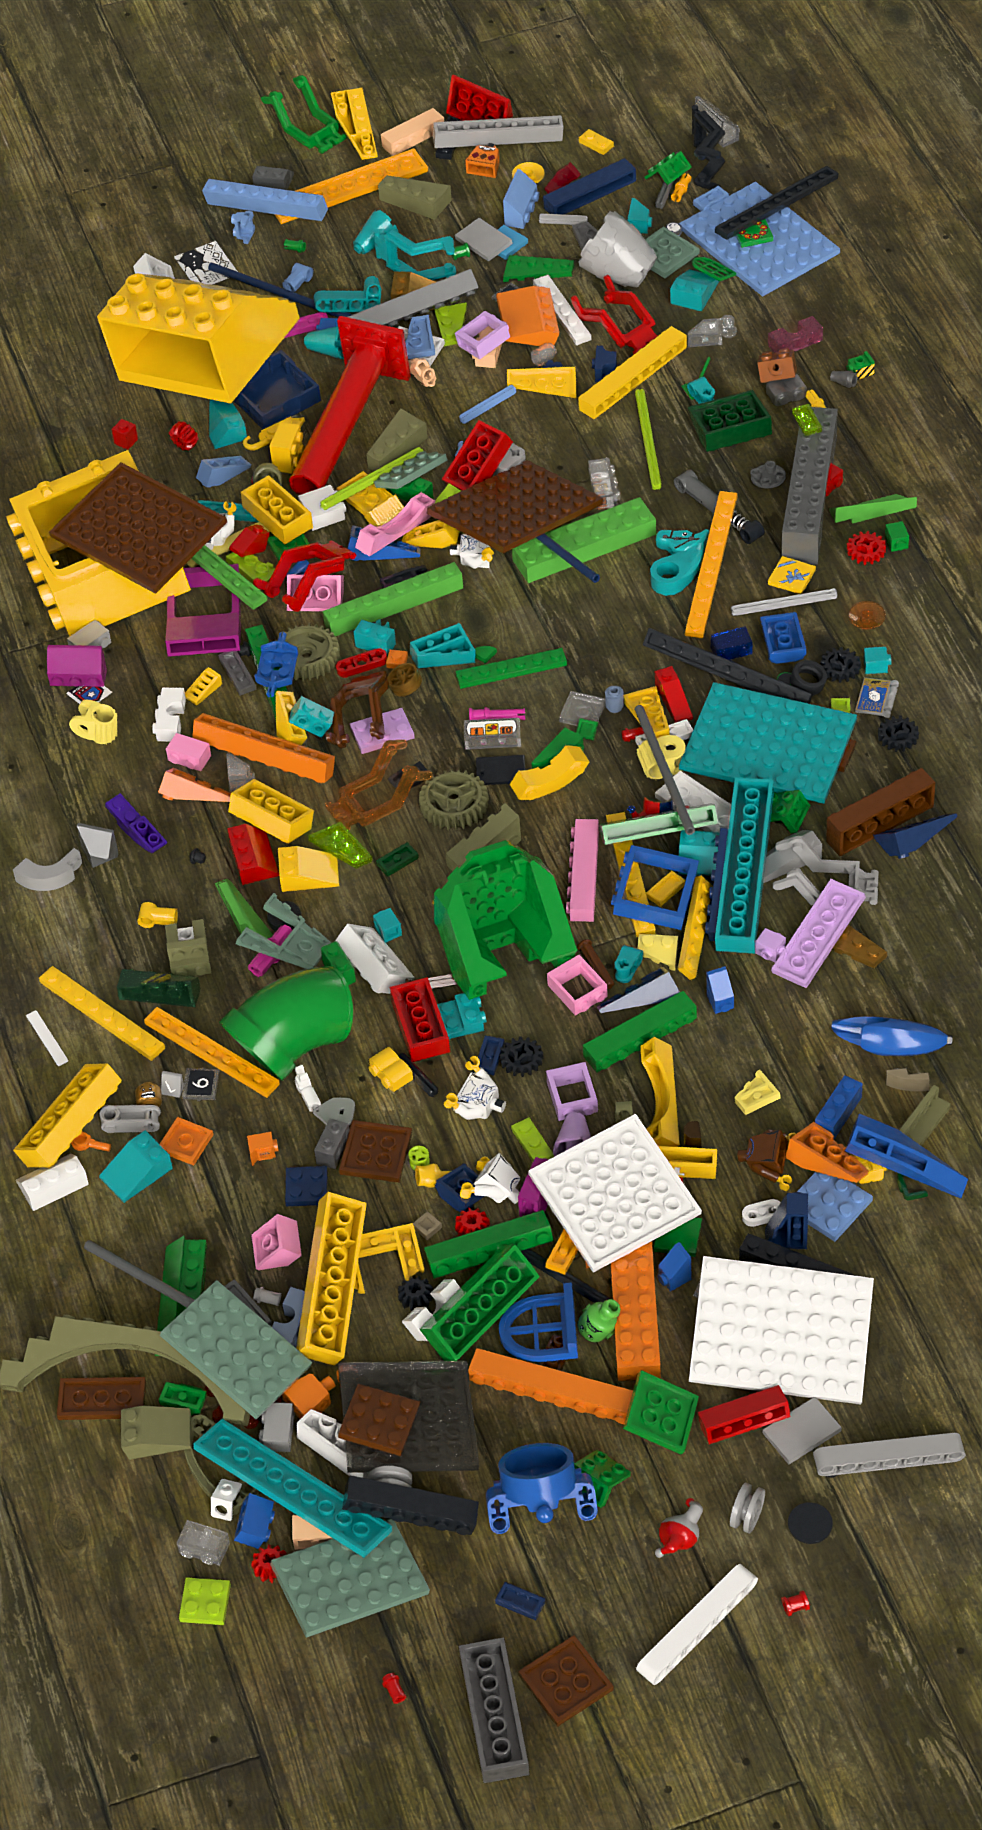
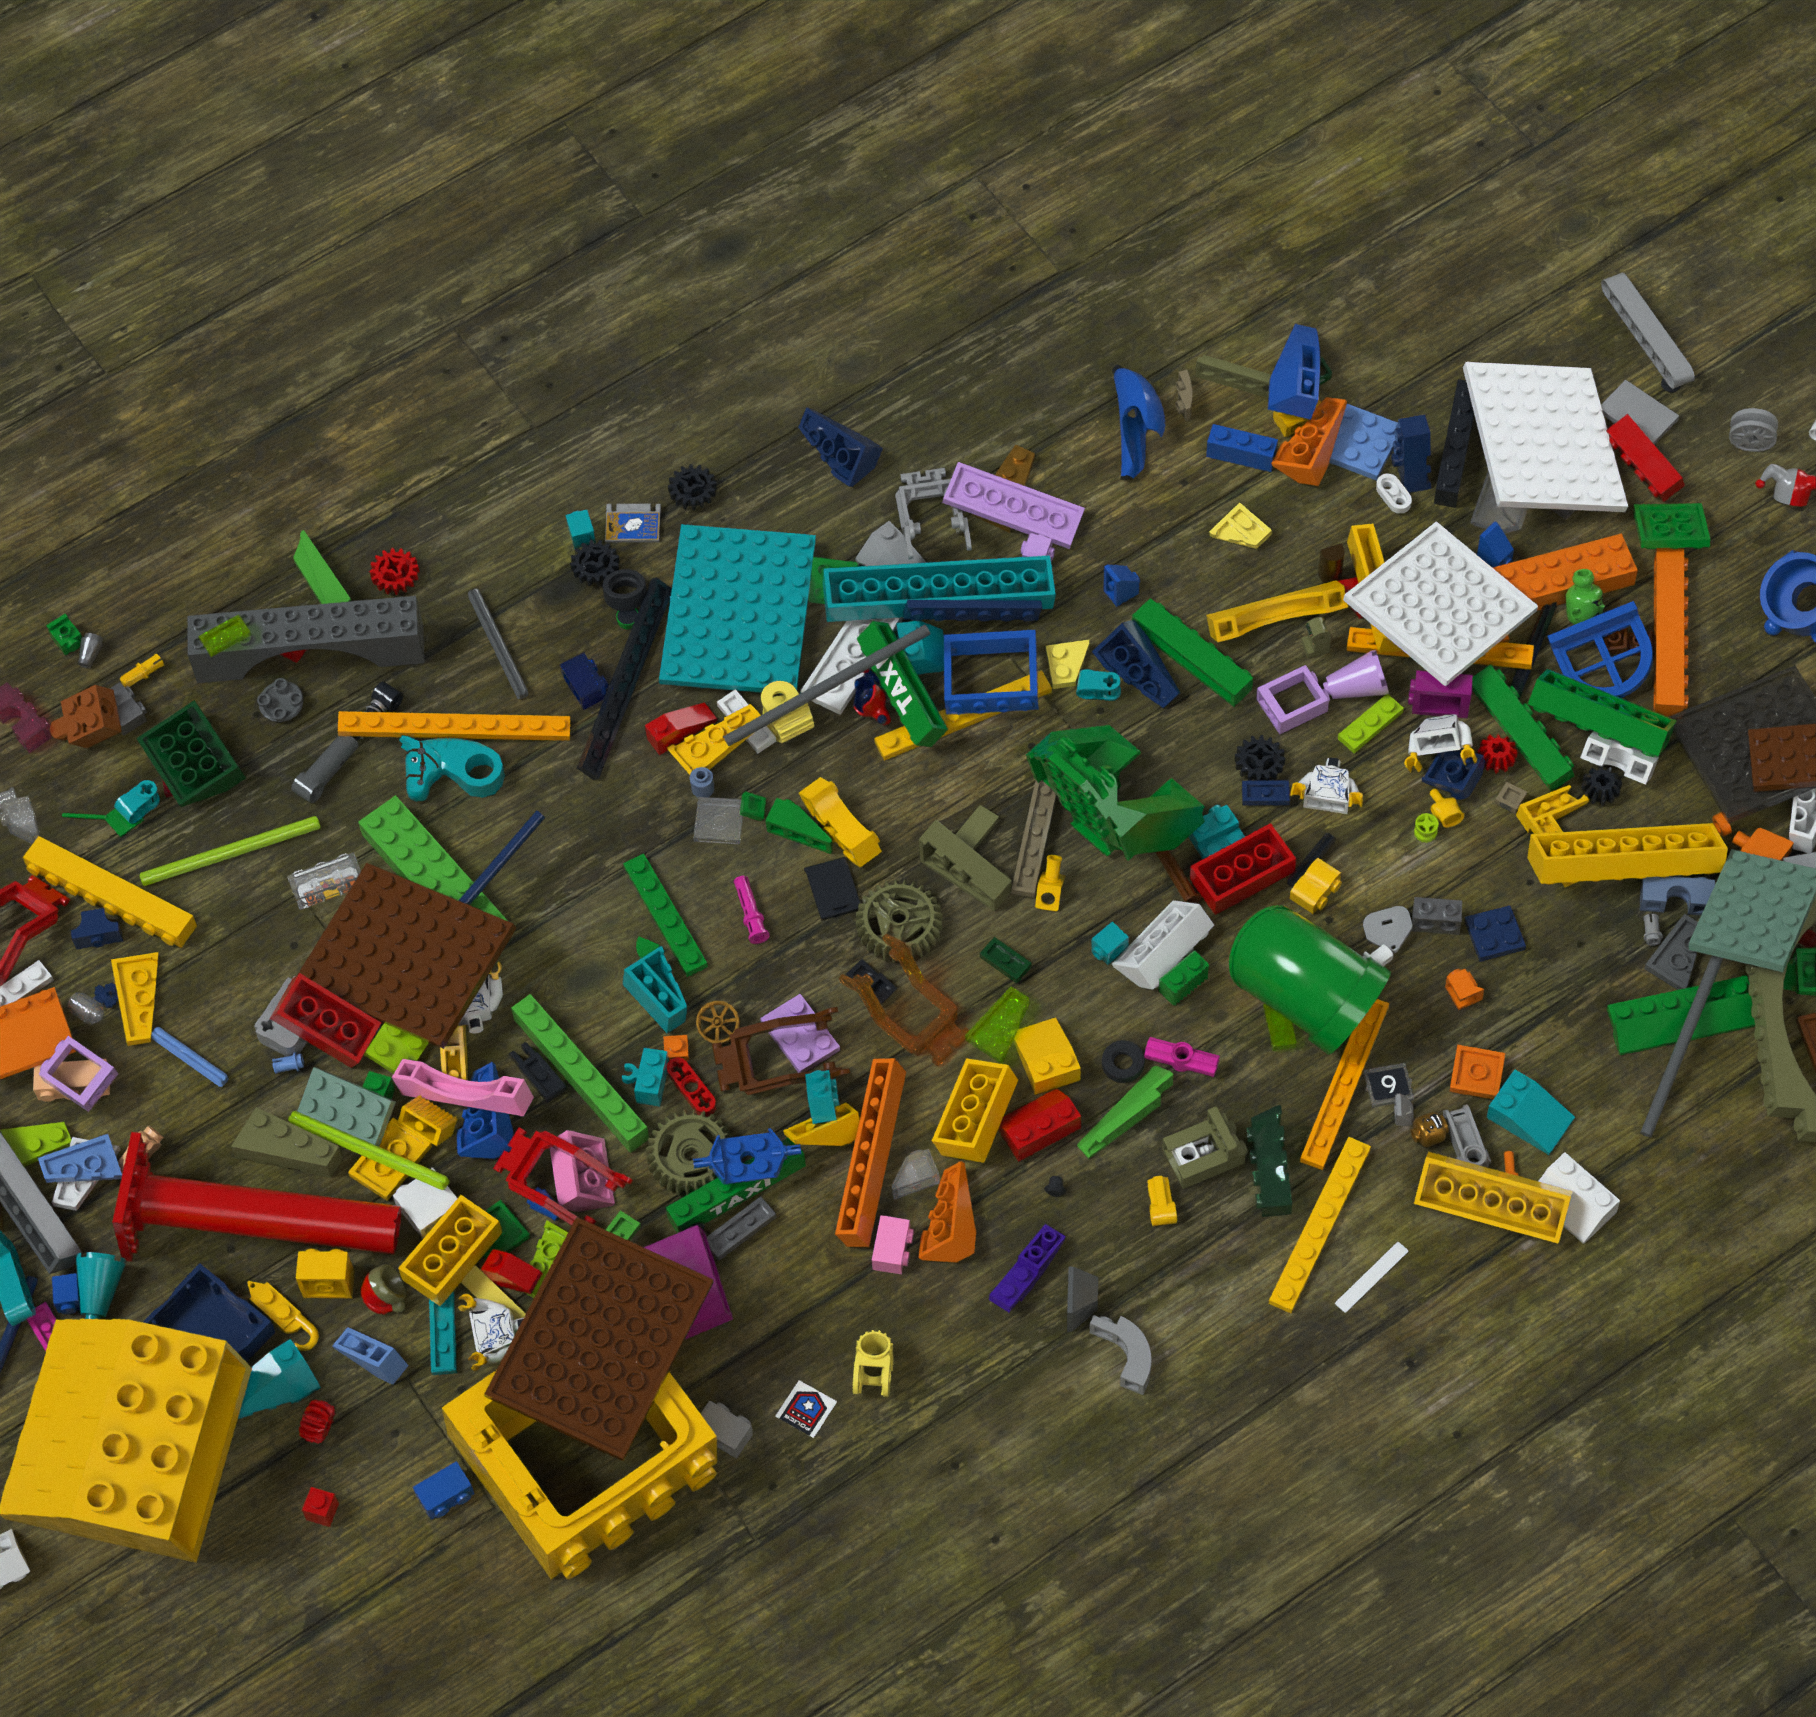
camera: 105 degrees left, 10 degrees up
(76, 665) = (783, 1424): magenta slope -> none
(170, 702) = (852, 1287): white arch -> none
(208, 677) = (767, 1252): yellow slope -> none
(276, 1243) = (1585, 937): bright pink slope -> none
(299, 948) = (1164, 1021): sand green wing -> none
(375, 1151) = (1429, 870): reddish brown plate -> none
(492, 733) = (782, 905): brick -> none
(570, 970) = (1157, 708): bright pink window -> none
(583, 870) = (969, 758): bright pink brick -> none
(595, 962) = (1113, 712): reddish brown axle -> none
(604, 1473) = (1751, 565): green bracket -> none
(630, 734) = (750, 759): red pin -> none
(665, 888) = (975, 674): yellow tile -> none
(695, 928) = (1041, 626): yellow plate -> none
(767, 1156) = (1322, 498): reddish brown torso -> none
(783, 637) = (559, 628): blue slope -> none
(791, 575) = (453, 641): yellow tile -> none
(810, 1523) = (1743, 383): black piece -> none
(841, 704) = (657, 555): lime tile -> none
(867, 615) = (505, 543): clear orange dish -> none
(880, 811) = (824, 476): reddish brown brick -> none
(896, 536) = (370, 542): green brick -> none

